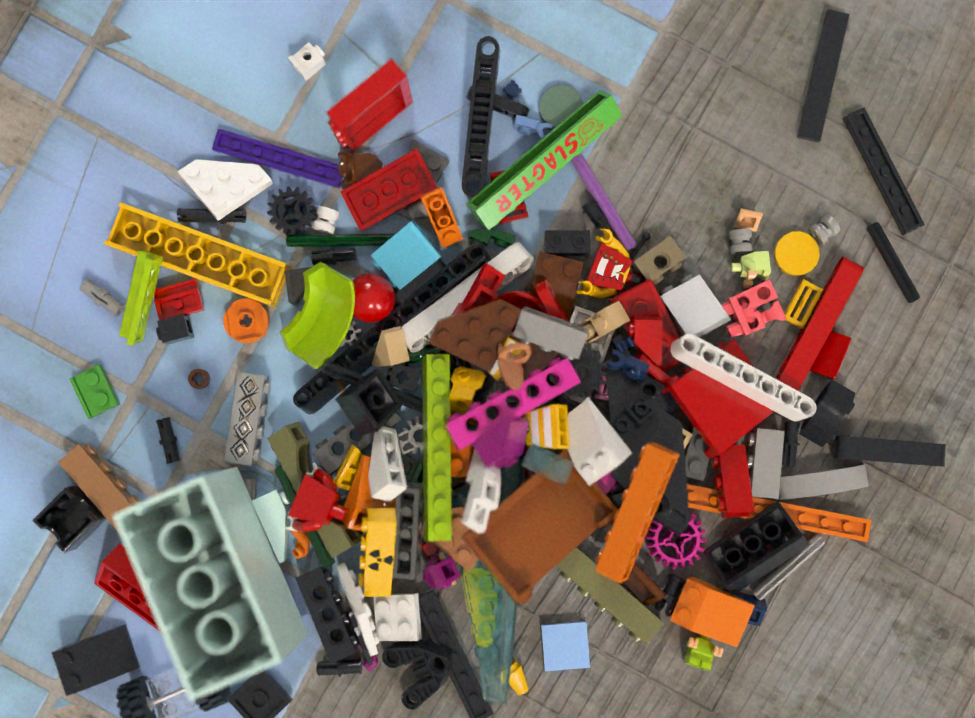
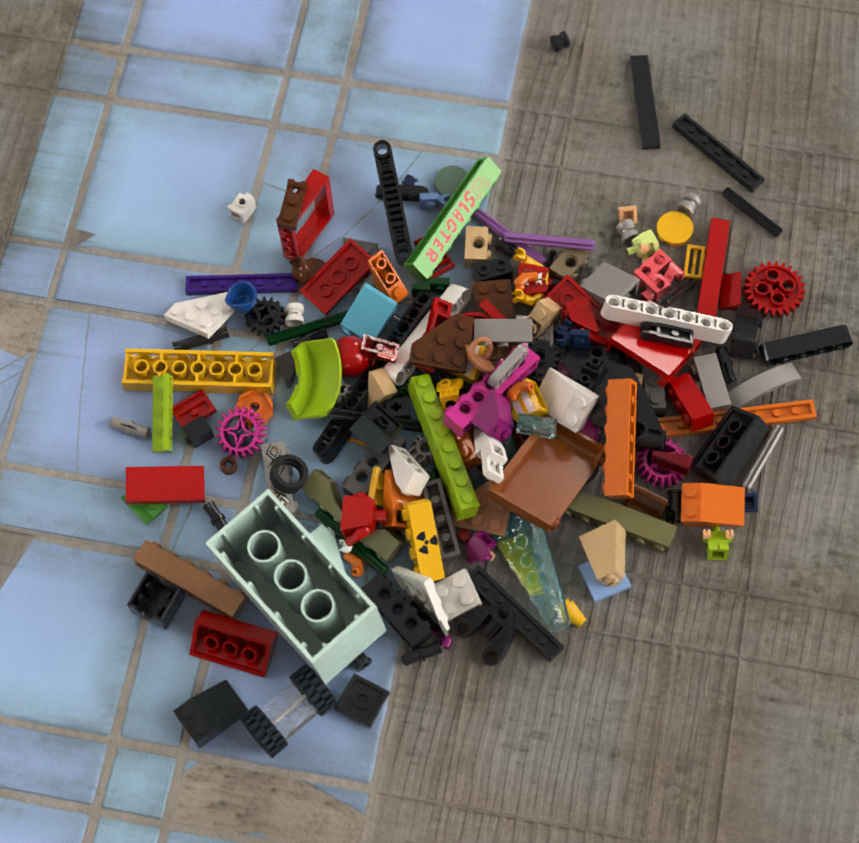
camera: 15 degrees left, 20 degrees down
(119, 382) = (165, 485): none -> red tile
(228, 347) = (240, 440): none -> dark pink gear
(267, 183) = (241, 297): none -> blue helmet
(267, 435) = (295, 462): none -> black tyre
(350, 101) = (292, 205): none -> reddish brown plate
(400, 305) = (375, 348): none -> clear red slope
(538, 388) = (508, 366): none -> light grey beam
(542, 413) = (512, 392): none -> orange arm
(564, 190) = (477, 237): none -> tan brick
(572, 635) = (606, 552): none -> tan slope
(599, 267) = (523, 278): none -> orange arm
(645, 228) = (549, 241): none -> medium lavender axle
(693, 555) = (676, 462): none -> dark red slope
(738, 399) = (666, 334): none -> black hinge
(768, 345) = (677, 292): none -> black axle
(896, 358) = (759, 280): none -> red gear

